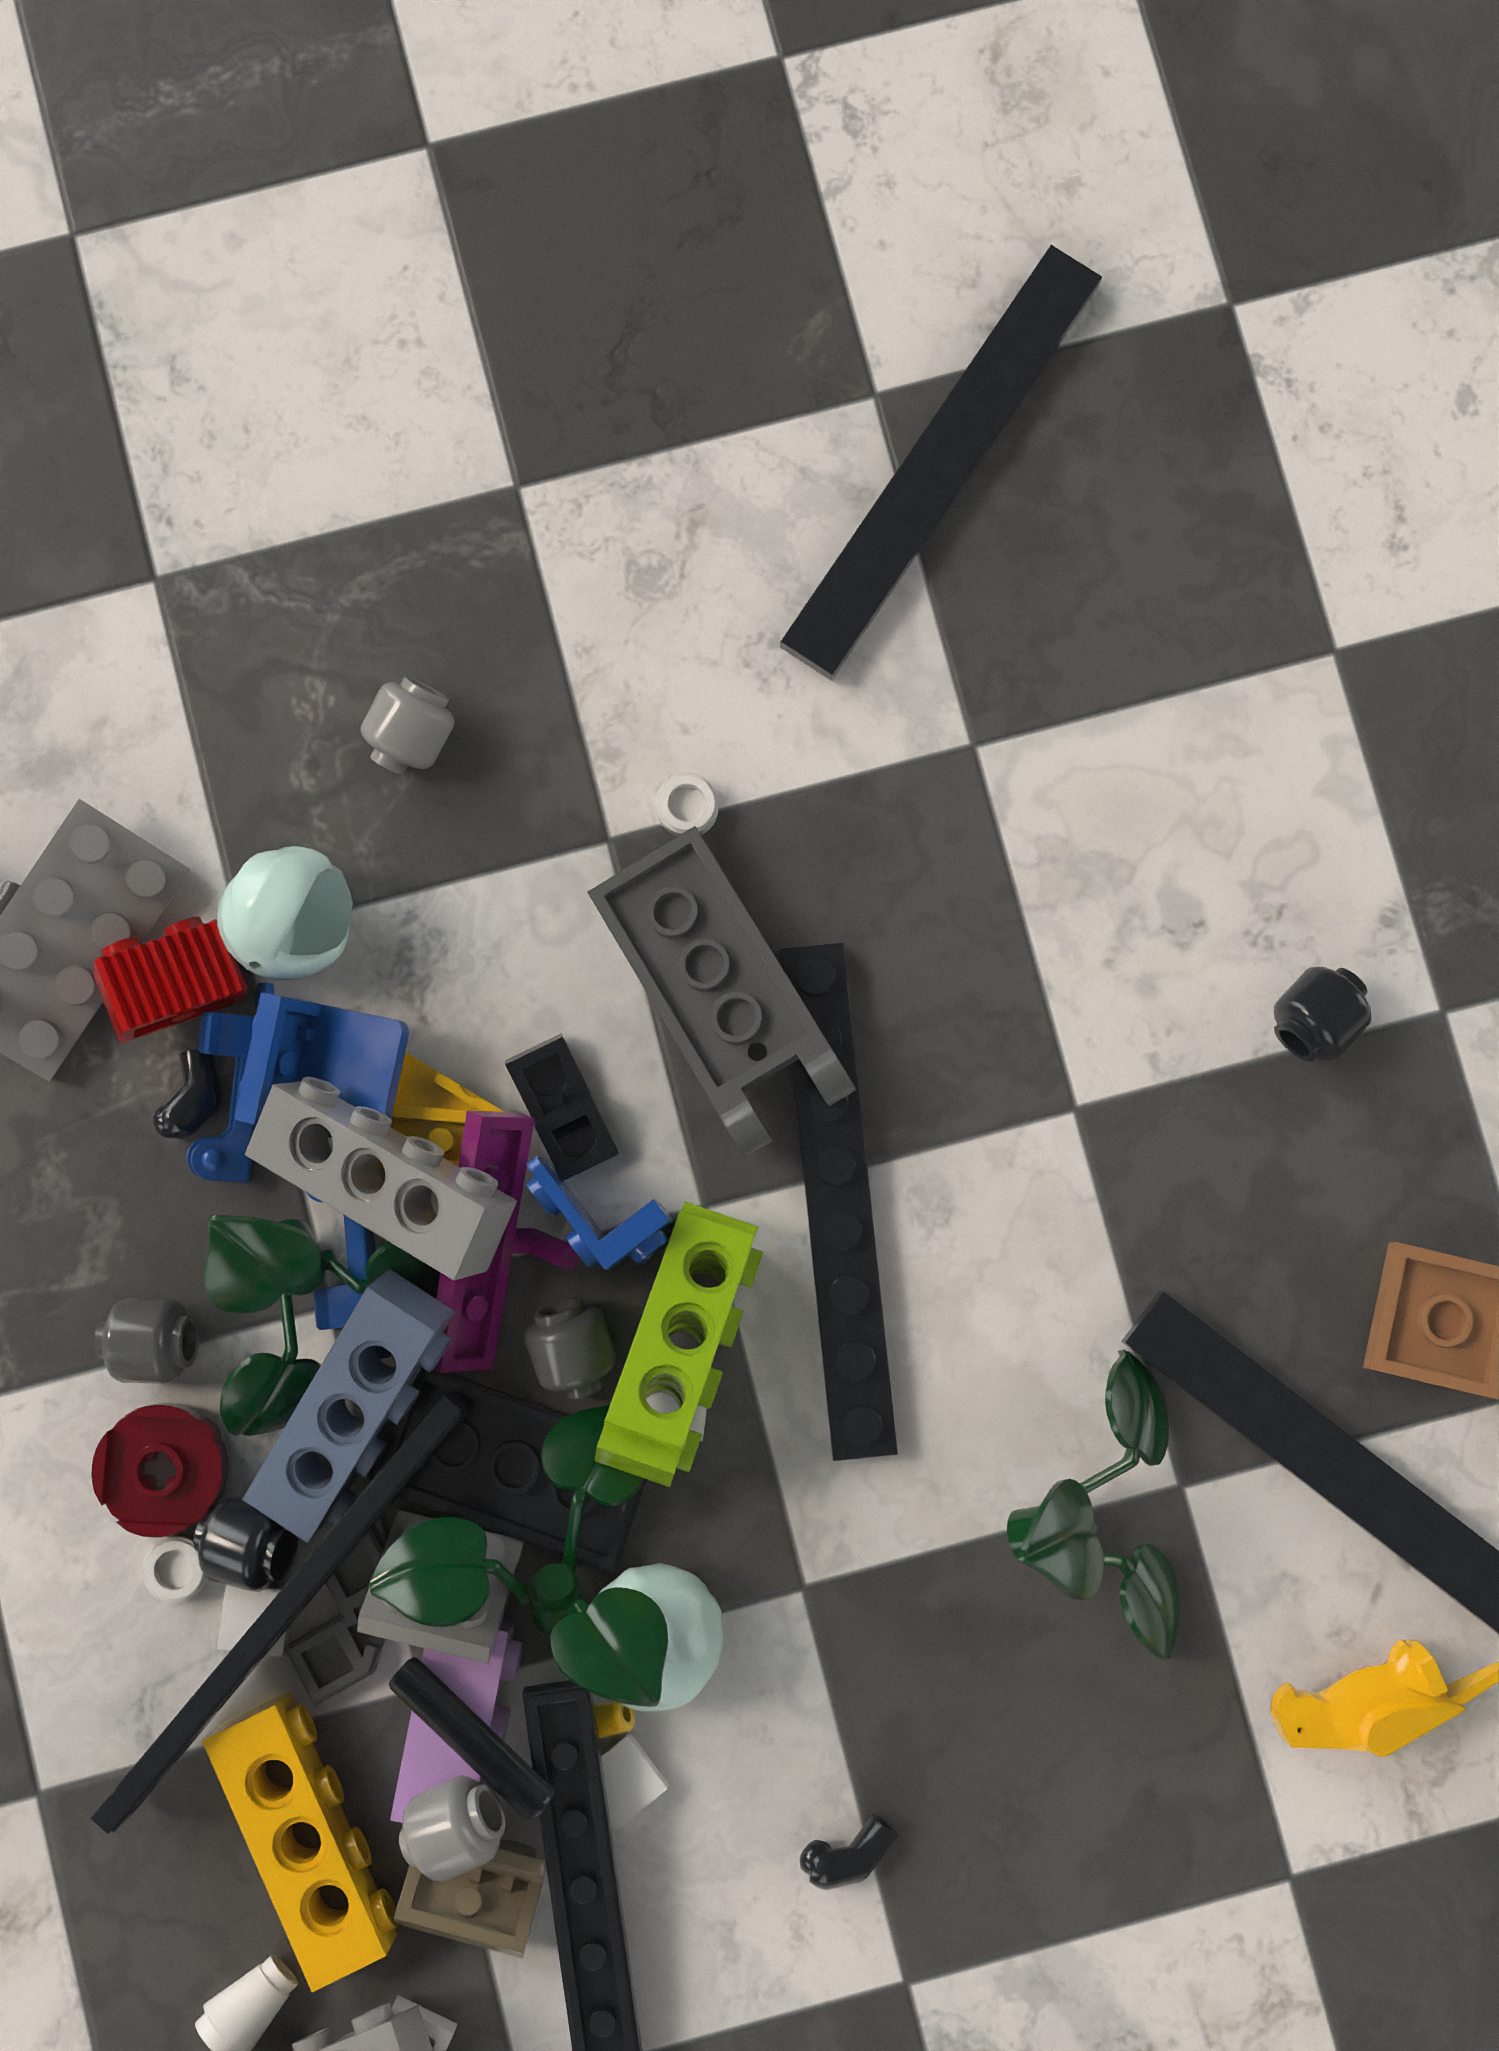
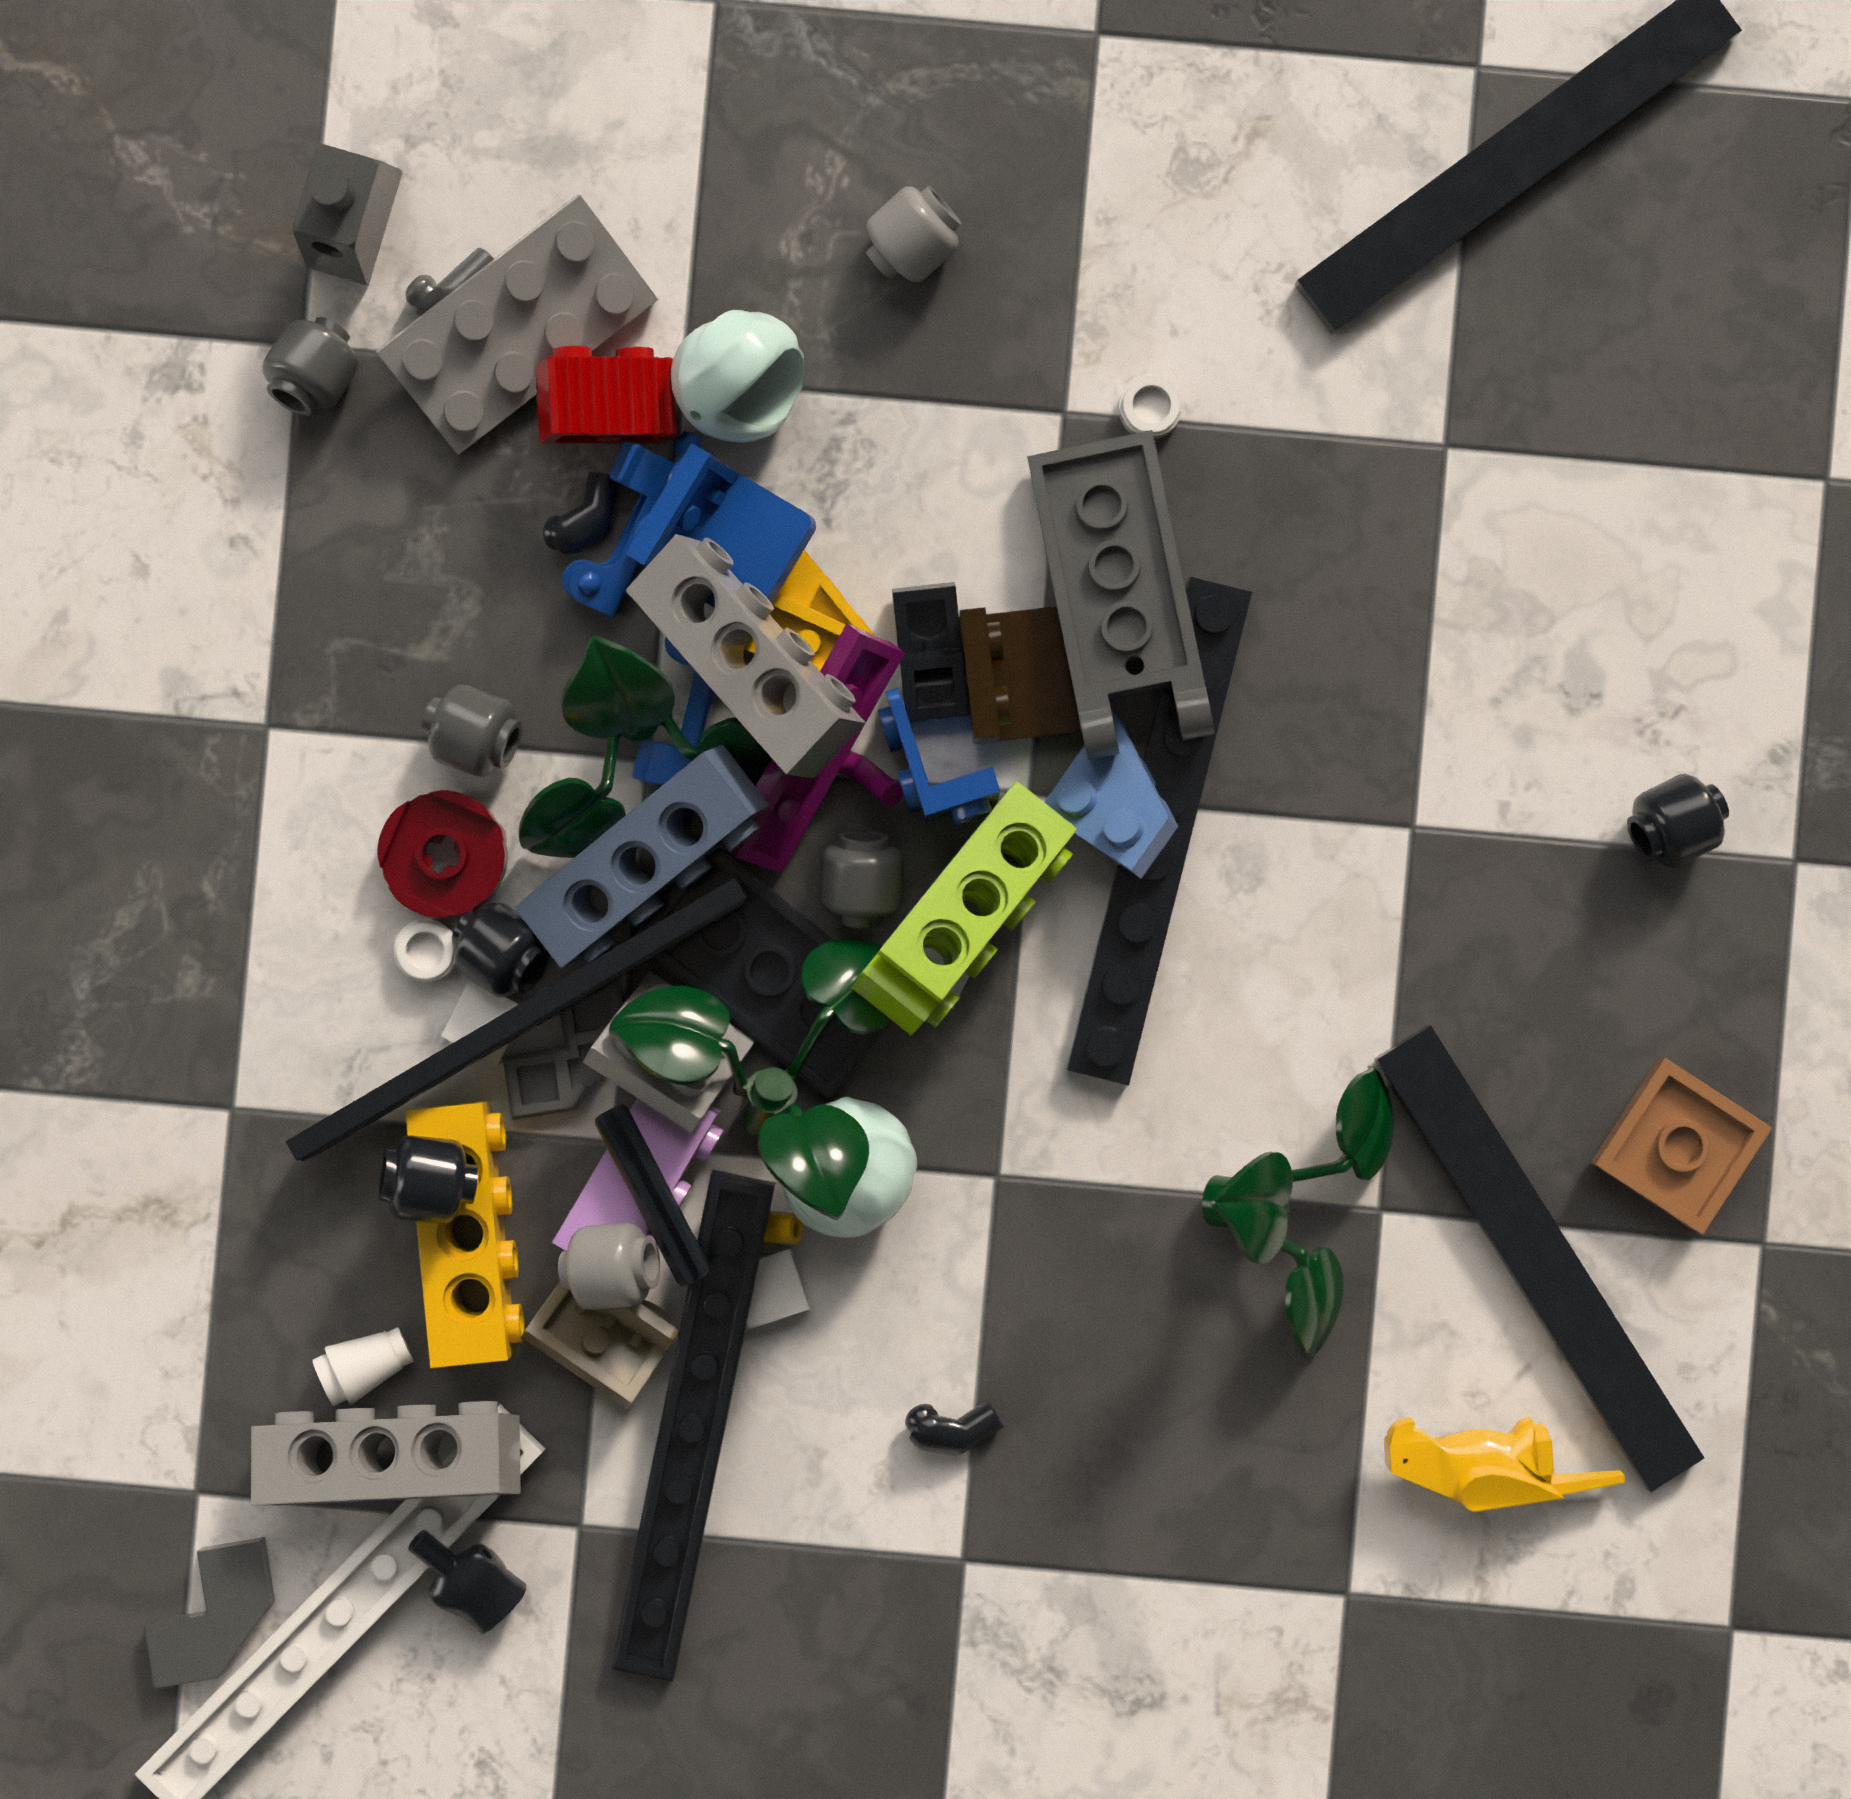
camera: 20 degrees right, 5 degrees up
(241, 1807) = (427, 1179): none -> black head
(648, 1100) = (1017, 675): none -> dark brown bracket
(787, 1190) = (1115, 805): none -> medium blue wing

